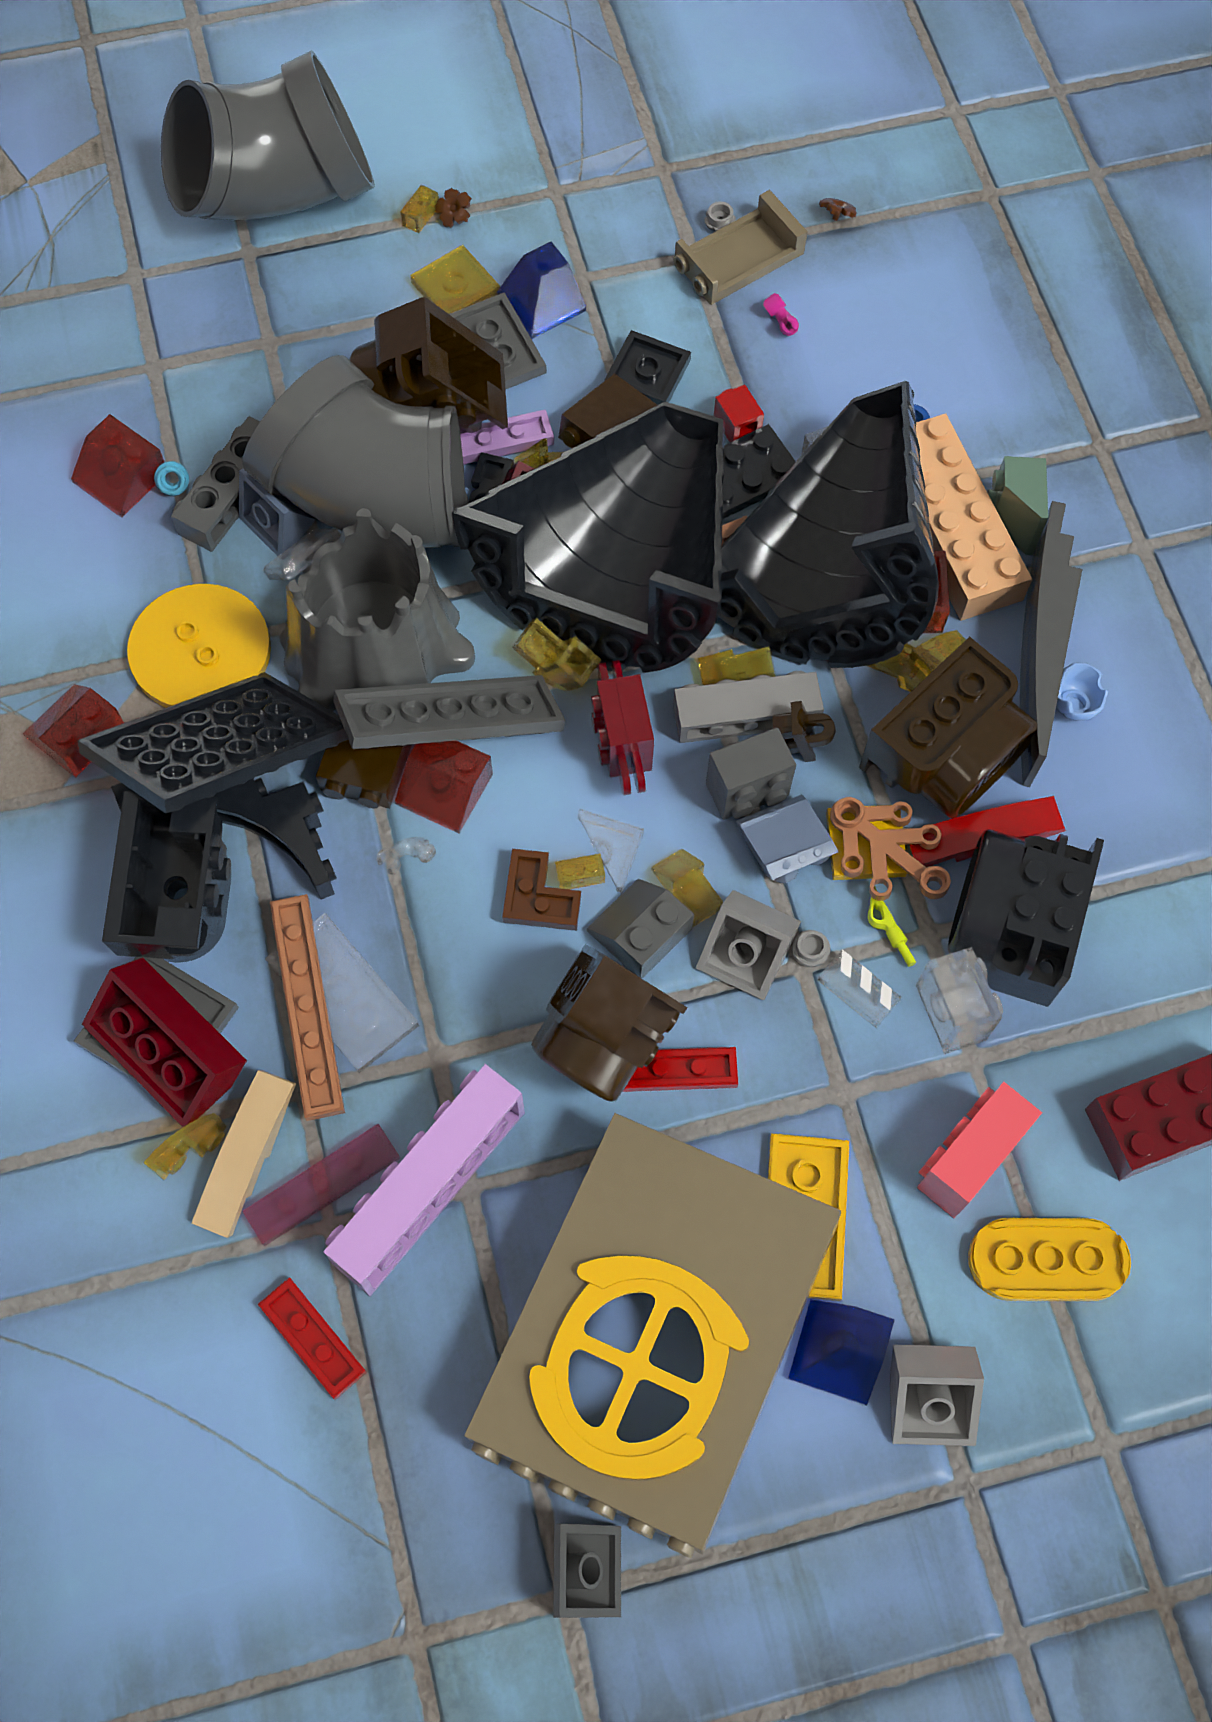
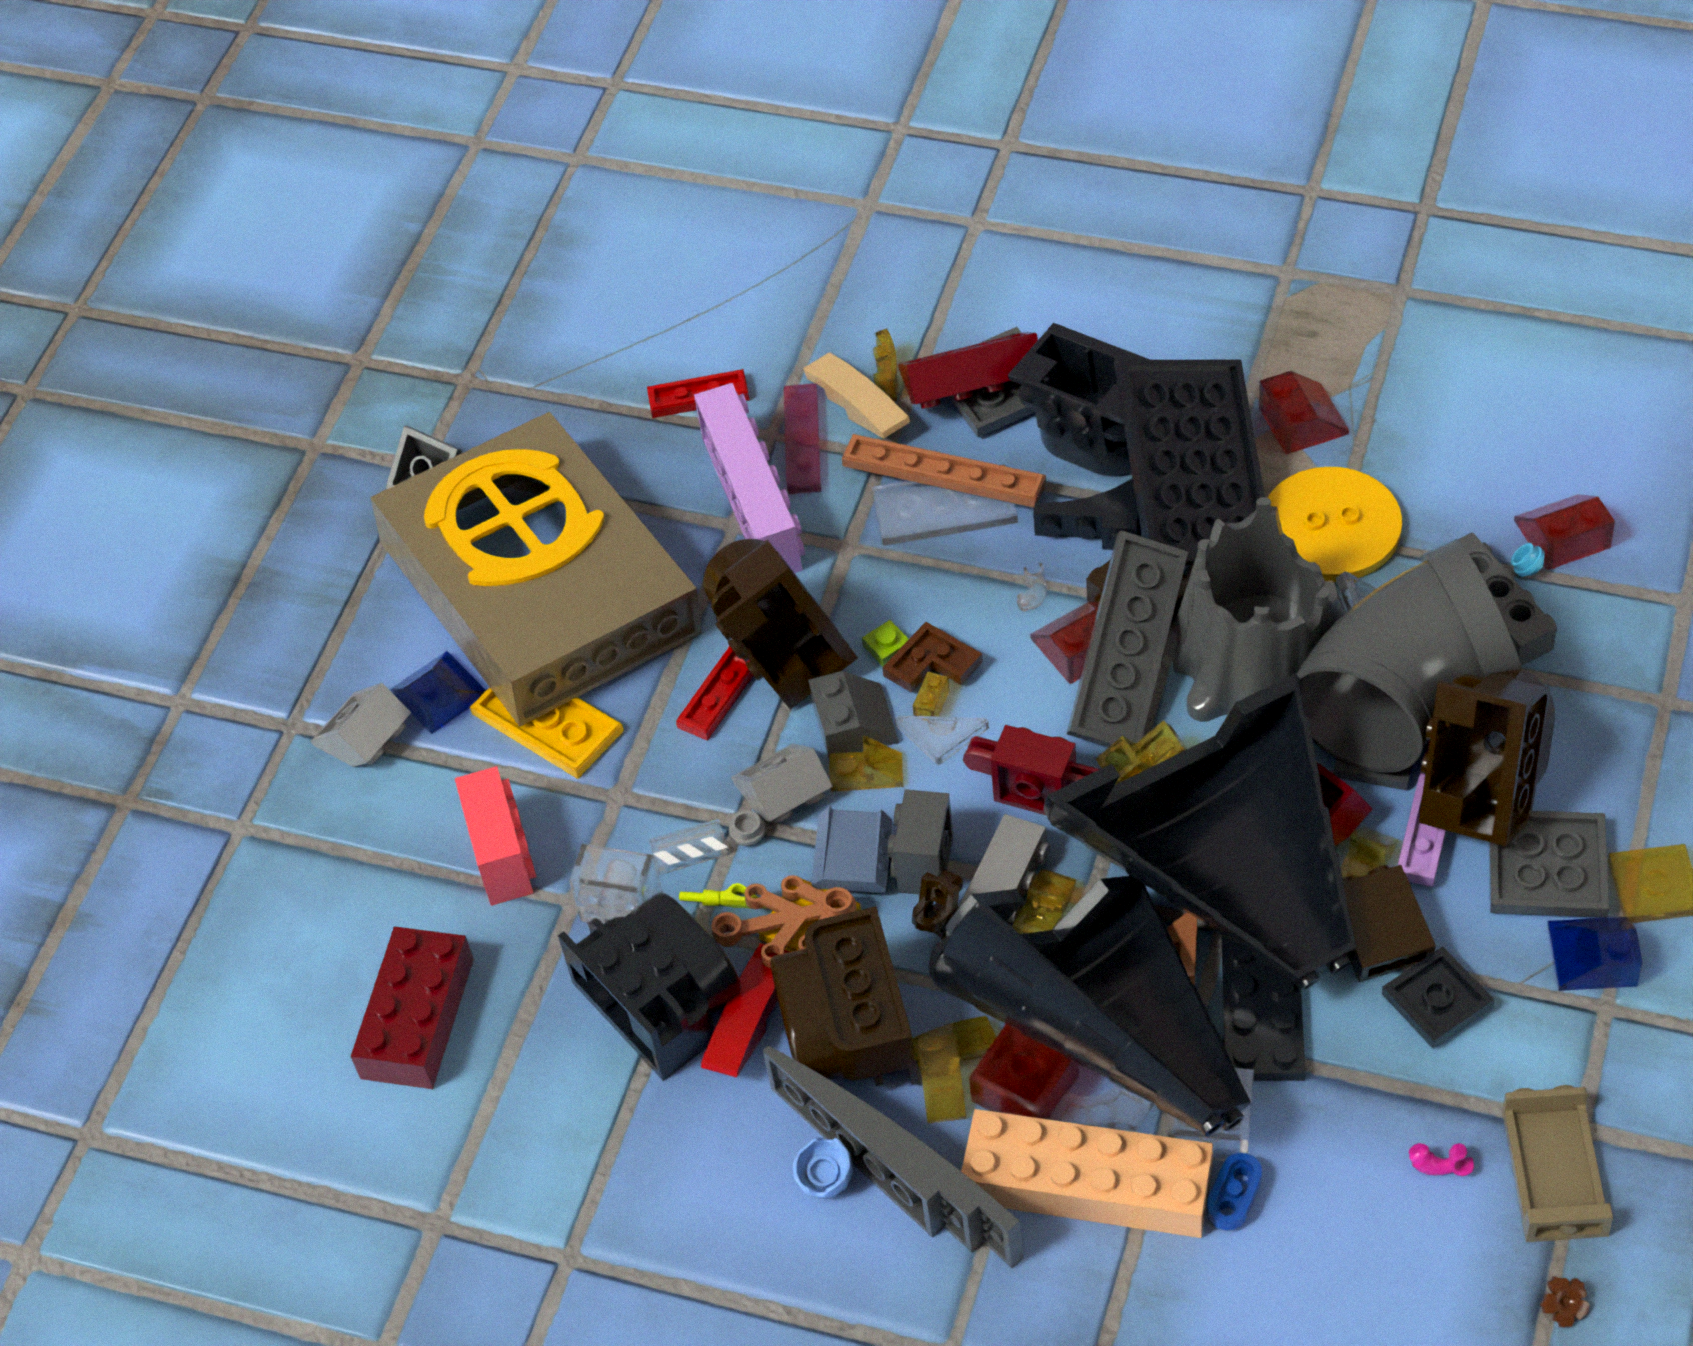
camera: 130 degrees right, 15 degrees down
(488, 474) = (1387, 803): black plate -> none
(538, 949) = (884, 642): none -> lime plate
(719, 215) = (1616, 1162): light grey plate -> none
(738, 411) = (1331, 1046): red brick -> none
(1021, 499) = (1058, 1229): sand green slope -> none
(1049, 1259) = (387, 861): yellow tile -> none

